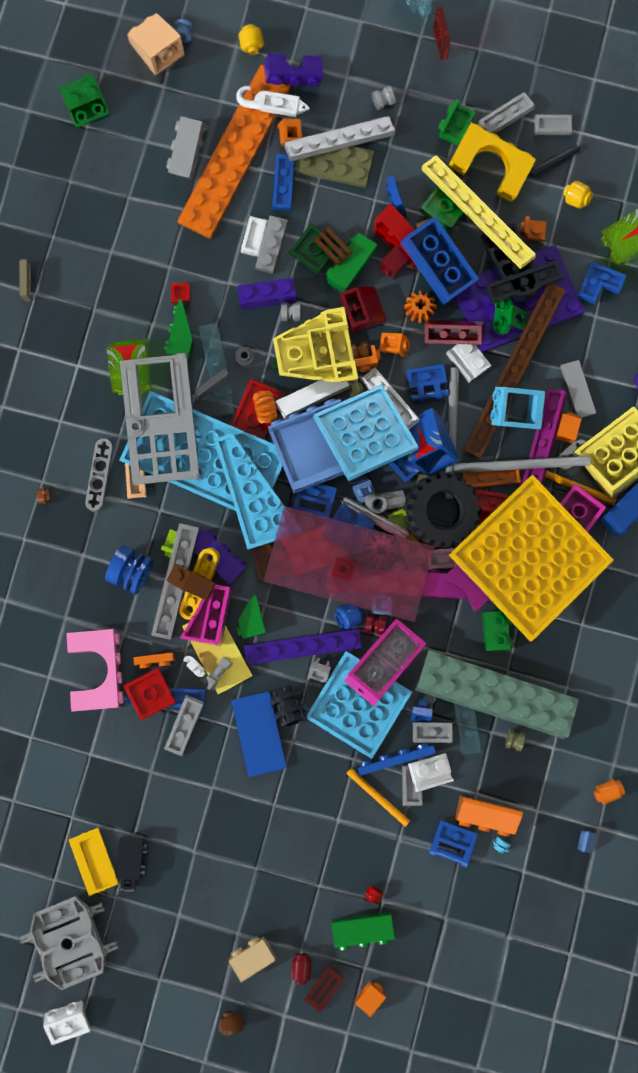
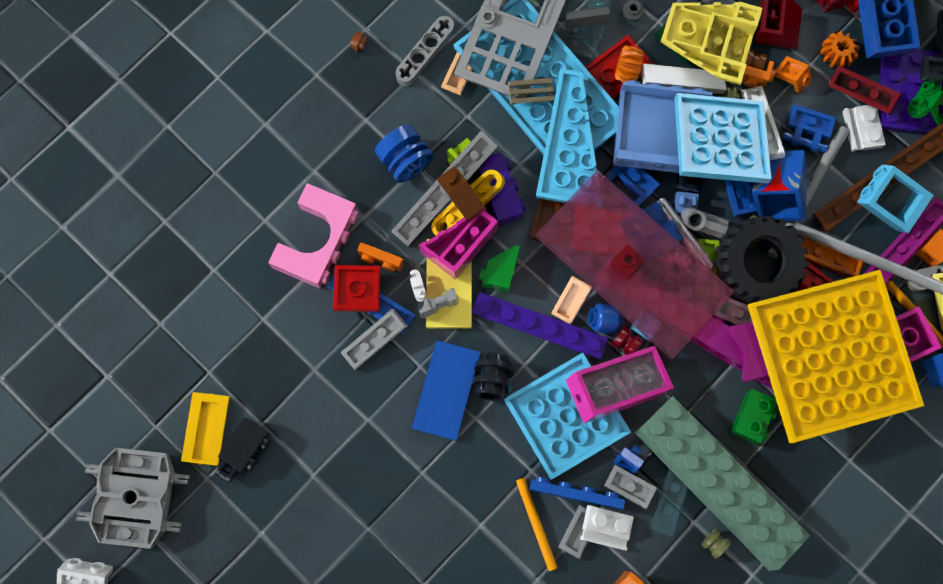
camera: 25 degrees right, 5 degrees down
(213, 459) = (548, 89): none -> dark tan tile
(316, 615) = (571, 300): none -> light nougat tile
(319, 671) = (543, 359): light grey tile -> none

